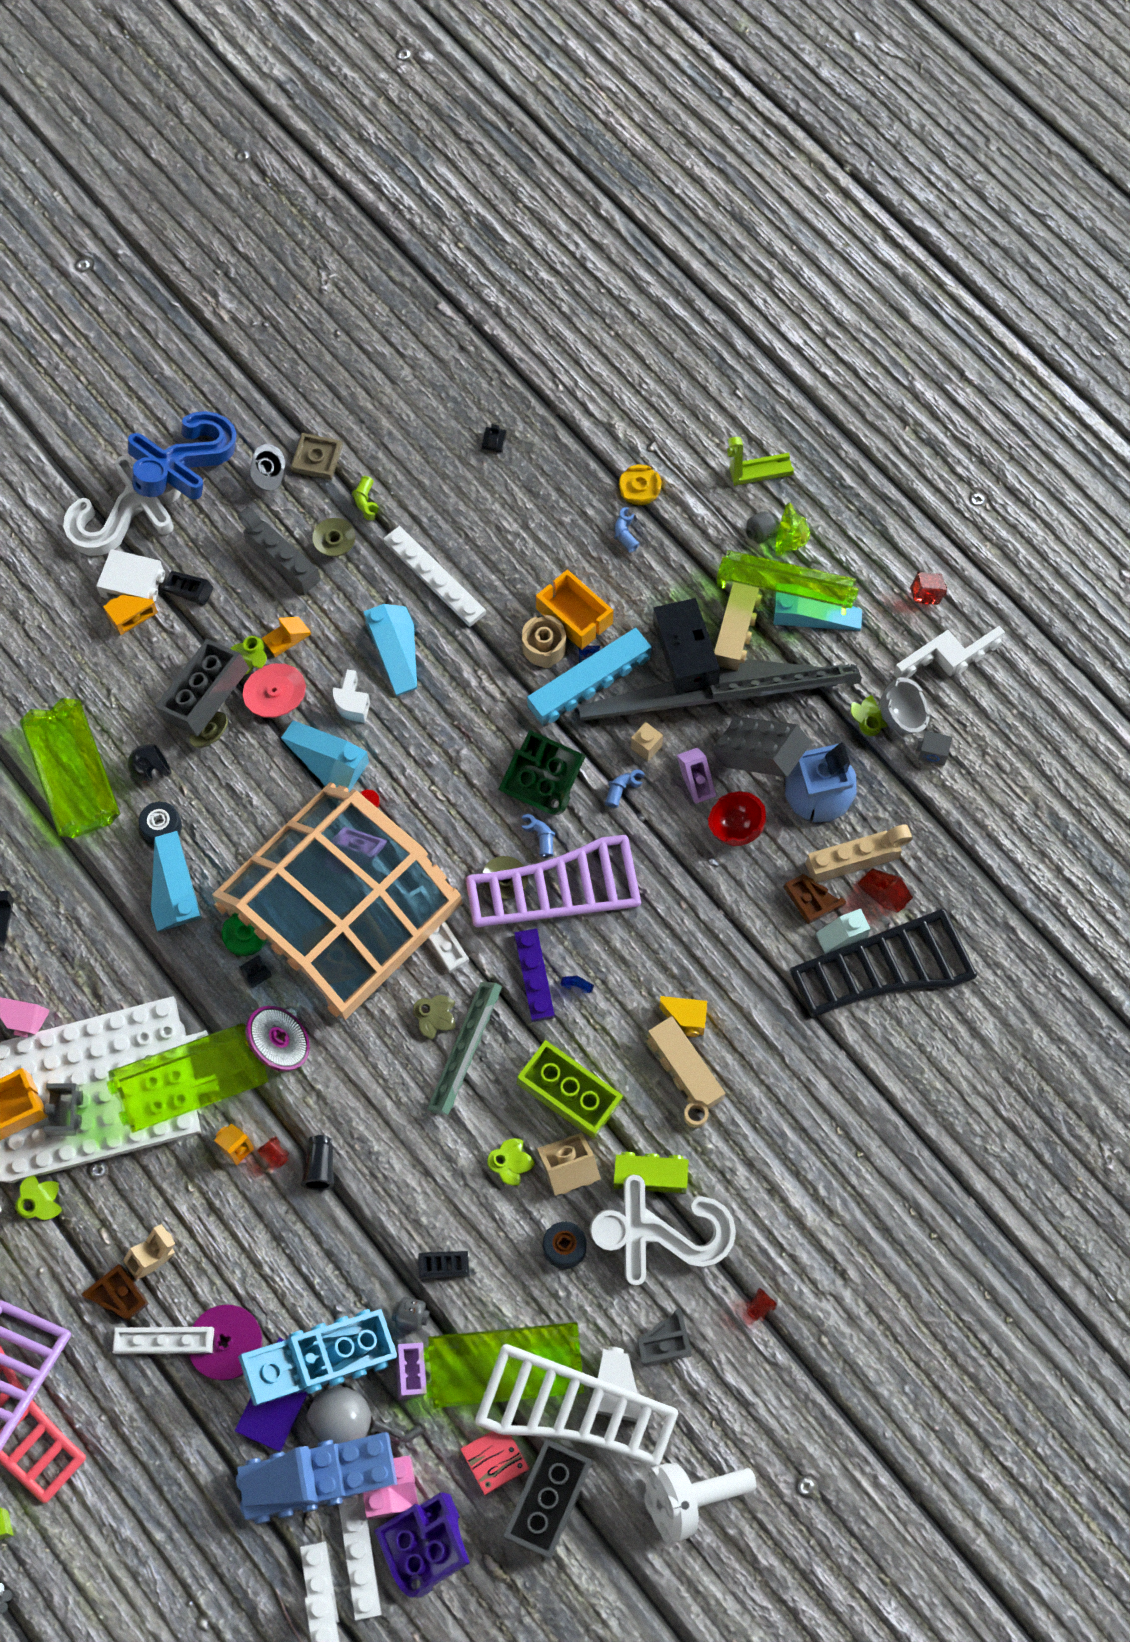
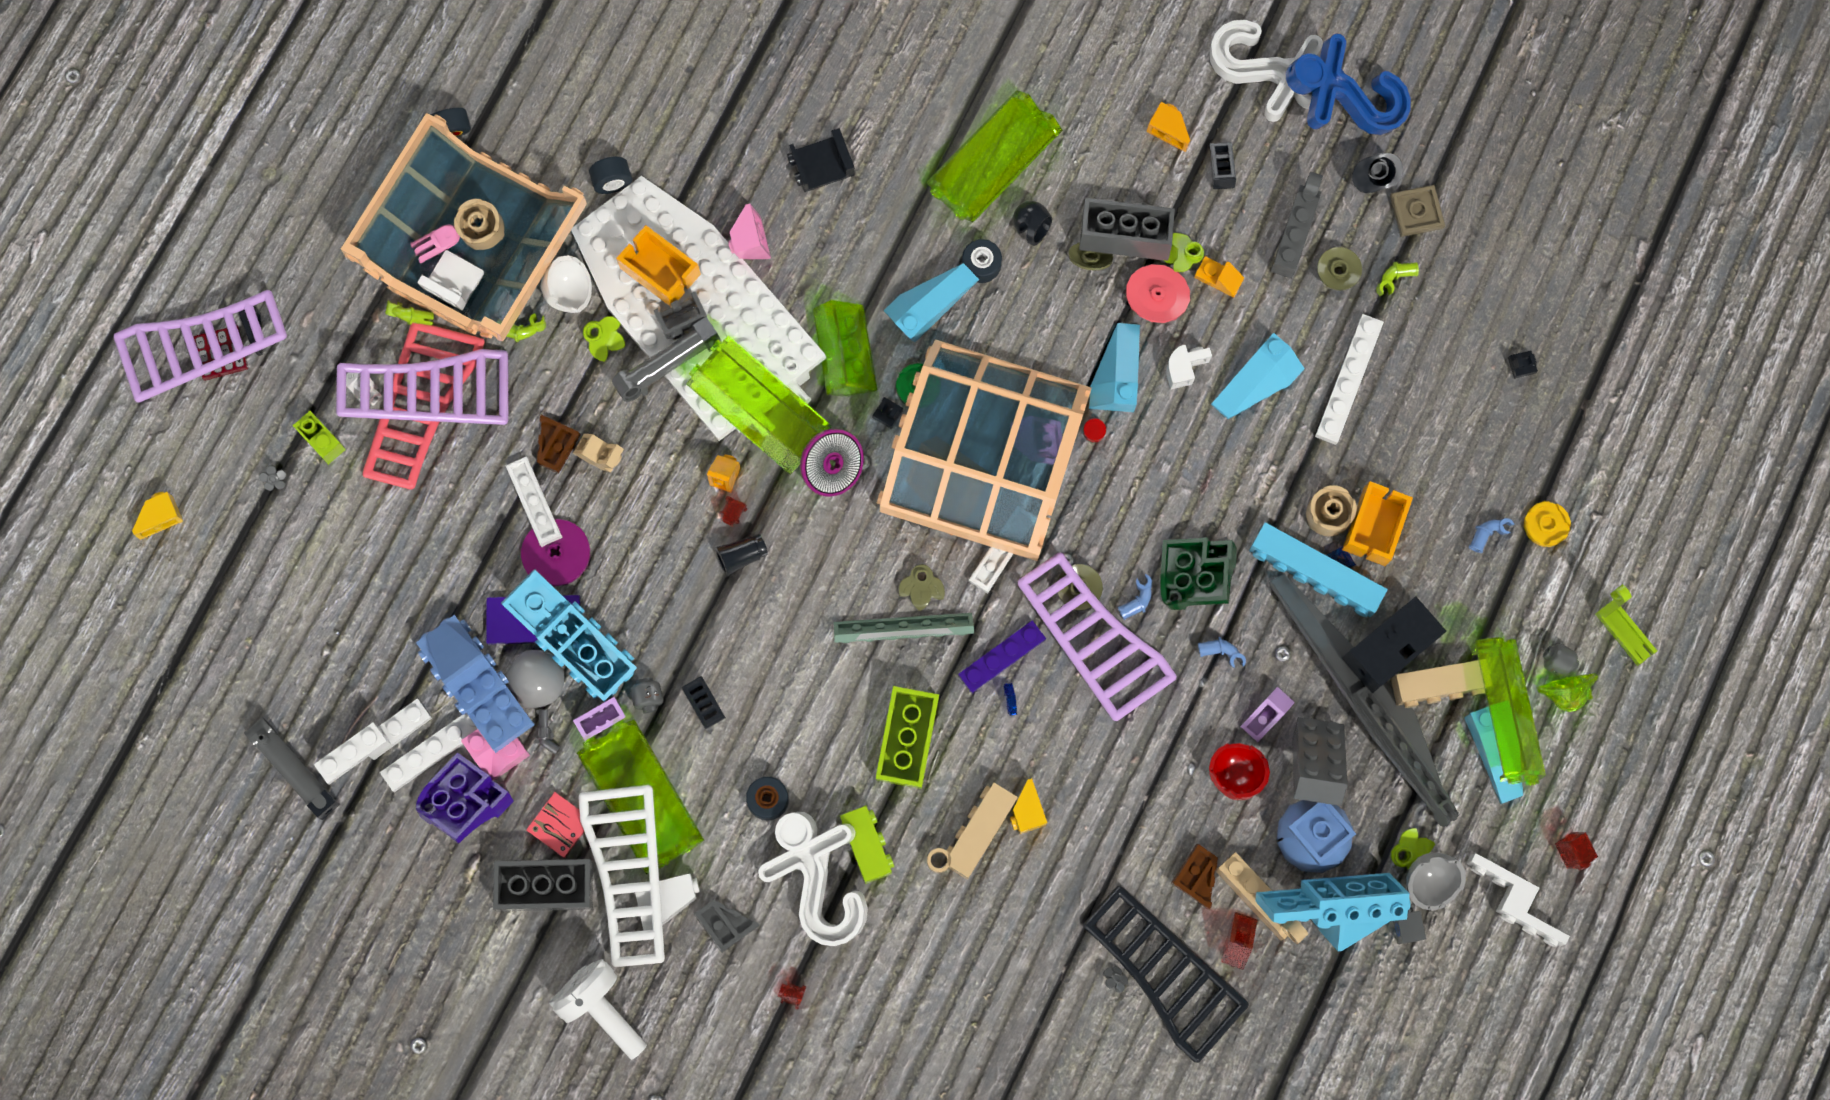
camera: 60 degrees right, 10 degrees up
(101, 1185) = (634, 382): none -> dark grey piece
(130, 576) = (1204, 110): white panel -> none
(163, 976) = (846, 344): none -> clear neon green slope
(514, 1161) = (821, 720): lime plate -> none
(569, 1164) = (841, 768): tan slope -> none
(646, 741) = (1277, 653): tan brick -> none
(837, 760) = (1334, 838): black slope -> none
(843, 931) = (1177, 918): light aqua slope -> none
(874, 1010) = (1115, 979): none -> dark grey plant
(895, 789) = (1340, 906): none -> medium azure wedge

